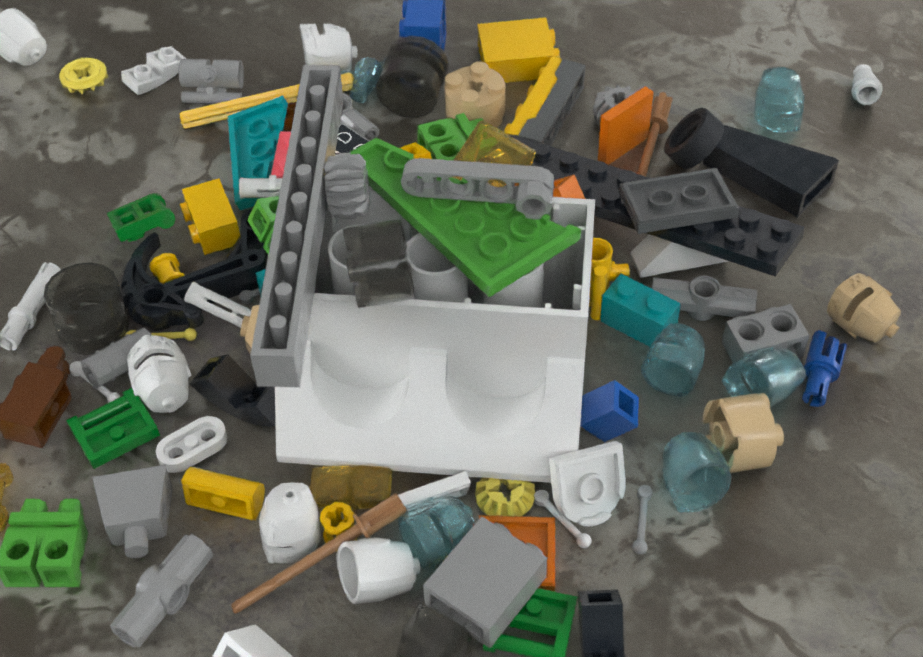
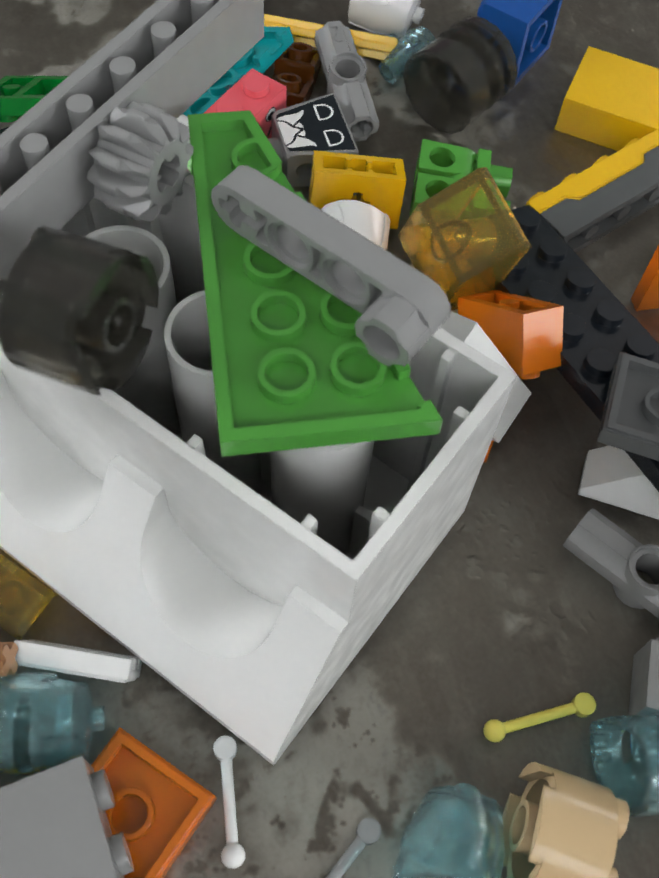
camera: 25 degrees right, 10 degrees up
(476, 93) = (526, 134): tan brick -> none
(495, 504) = (153, 723): light yellow gear -> none
(588, 483) = (283, 782): white tile -> none
(602, 273) = (513, 462): yellow pin -> none
(609, 411) = (393, 681): blue brick -> none
(637, 309) = (540, 549): teal brick -> none
(674, 360) = (541, 653): clear light blue helmet -> none
(711, 379) = (581, 705): none -> light yellow hinge

